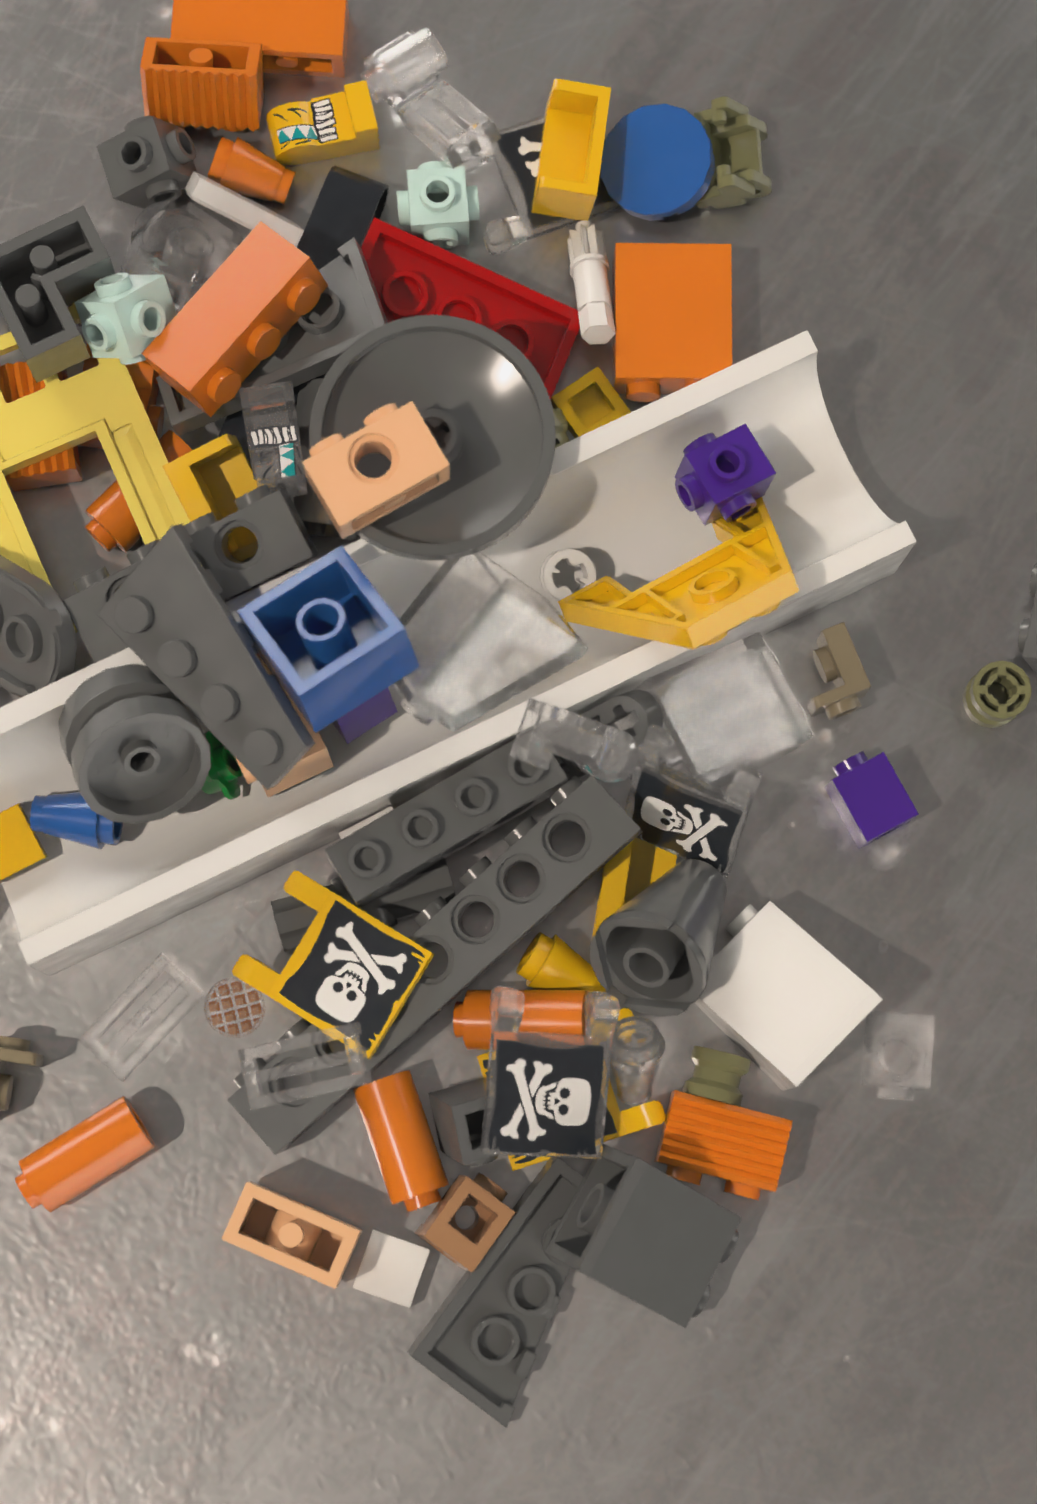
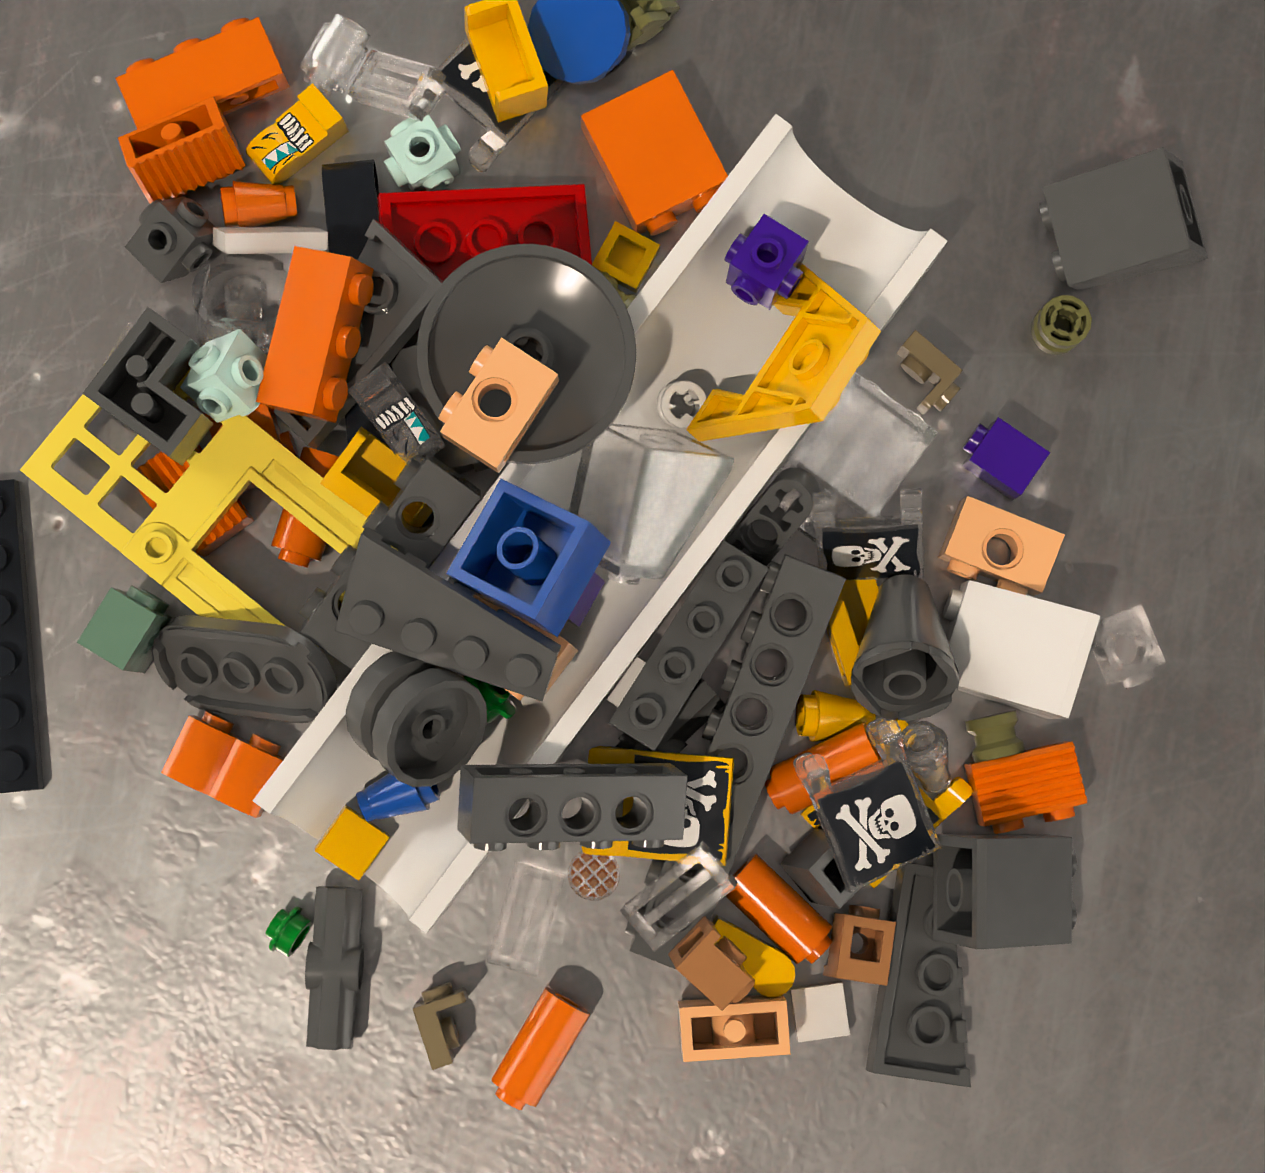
camera: 25 degrees left, 5 degrees up
(167, 849) = (490, 791): none -> dark grey brick
(303, 1155) = (712, 965): none -> medium nougat brick
(358, 1190) = (764, 962): none -> yellow leg
(590, 275) = (570, 148): white piece -> none
(594, 746) = (763, 535): clear leg -> none
(813, 851) = (1031, 547): none -> light nougat brick

